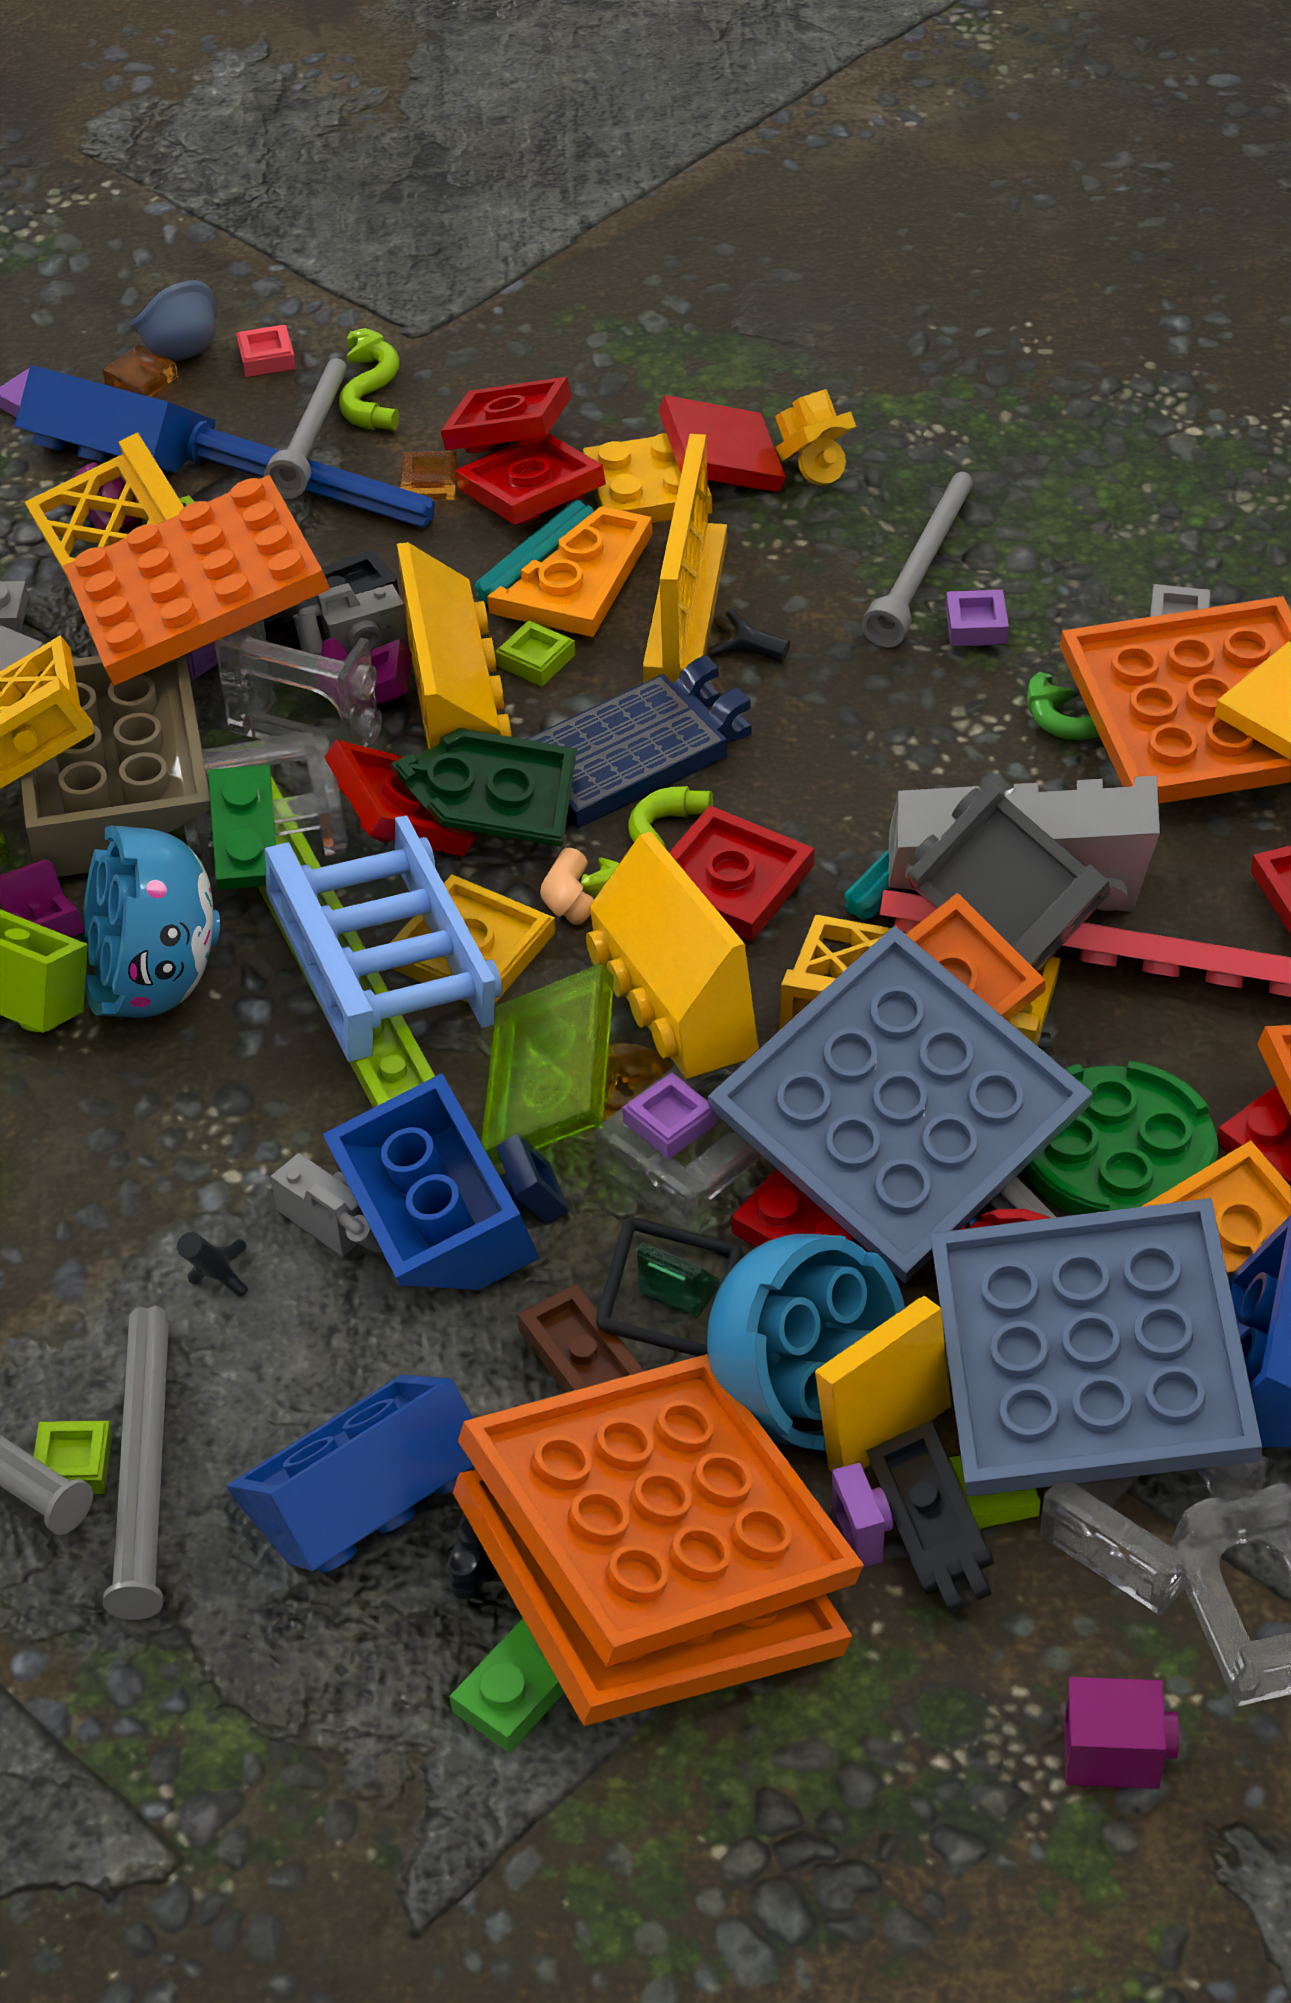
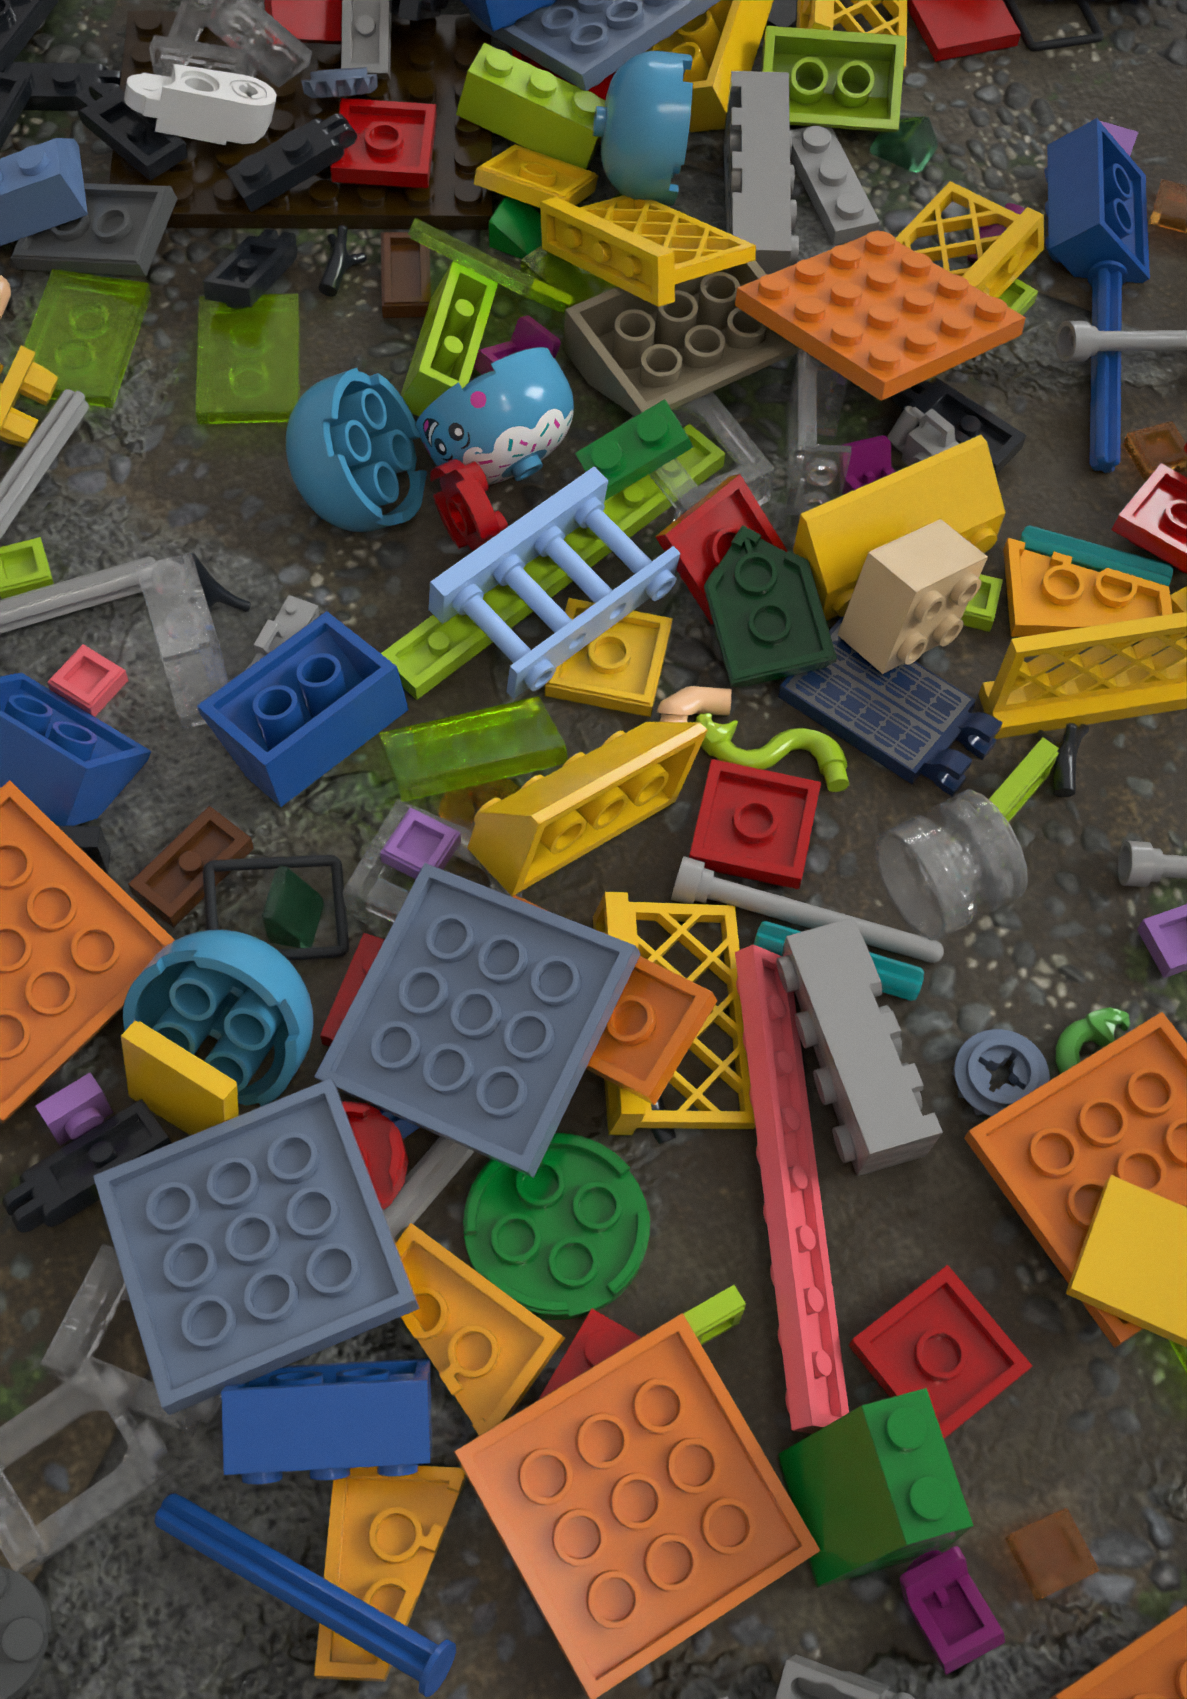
camera: 65 degrees right, 15 degrees up
(101, 1080) = (348, 446): none -> dark azure cylinder
(238, 961) = (465, 505): none -> red plate
(272, 1416) = (88, 680): none -> coral tile
(305, 1306) = (183, 633): none -> clear panel
(531, 1179) = (352, 775): dark blue plate -> none
(546, 662) = (912, 596): none -> tan brick
(779, 677) = (1025, 779): none -> lime tile
(781, 934) = (698, 885): none -> light grey piece
(853, 727) = (951, 864): none -> clear wheel
(1008, 874) = (773, 1038): dark grey panel -> none
(1069, 760) = (990, 1050): none -> sand blue gear
(1251, 1017) = (716, 1314): none -> lime tile

